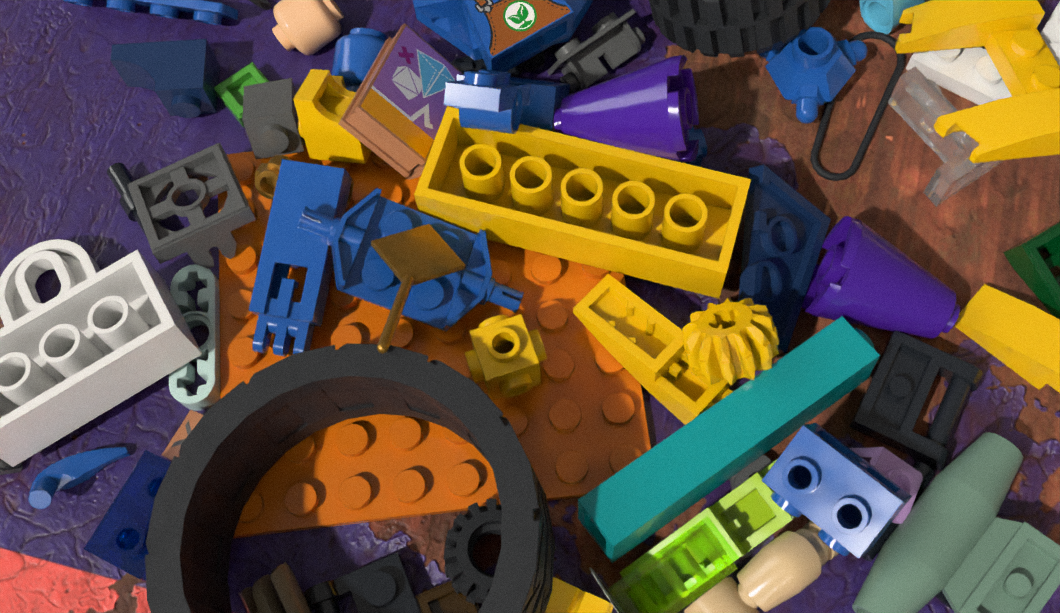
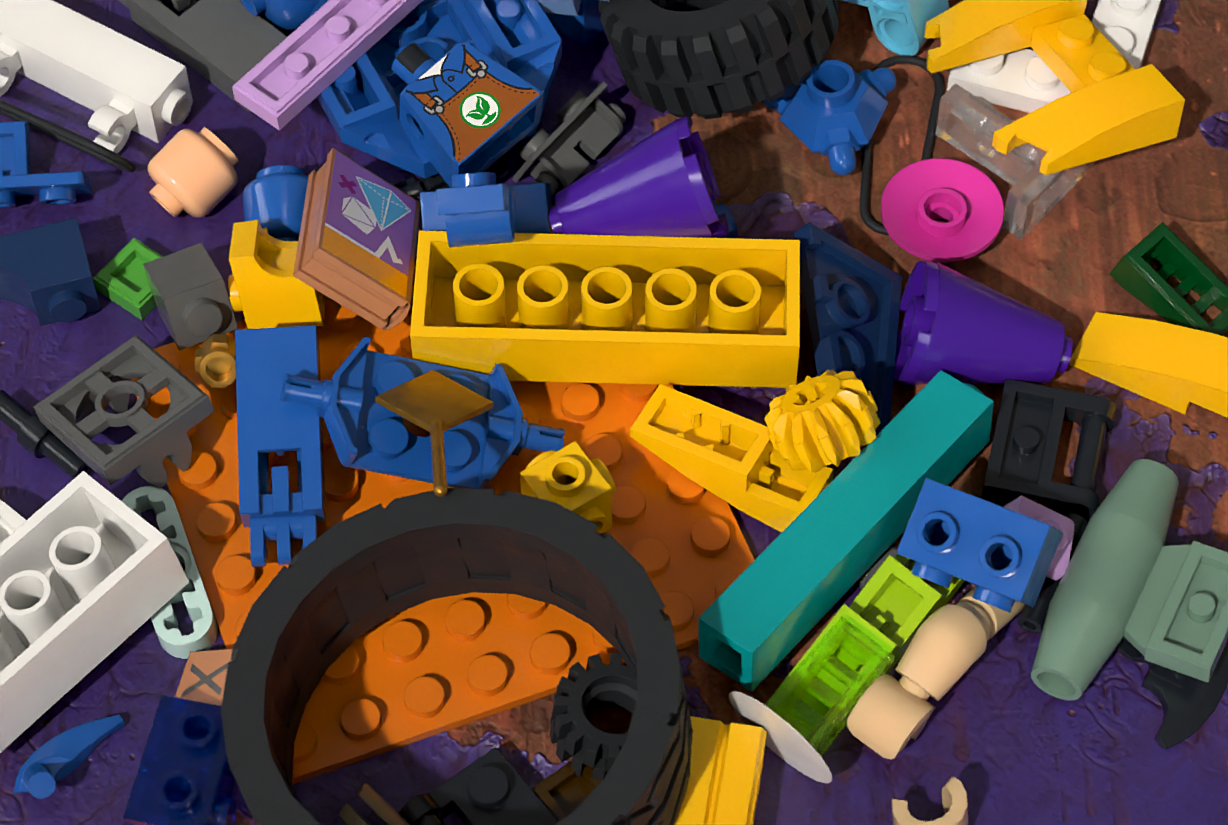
camera: 20 degrees left, 10 degrees down
(883, 153) = (946, 192): none -> dark pink dish

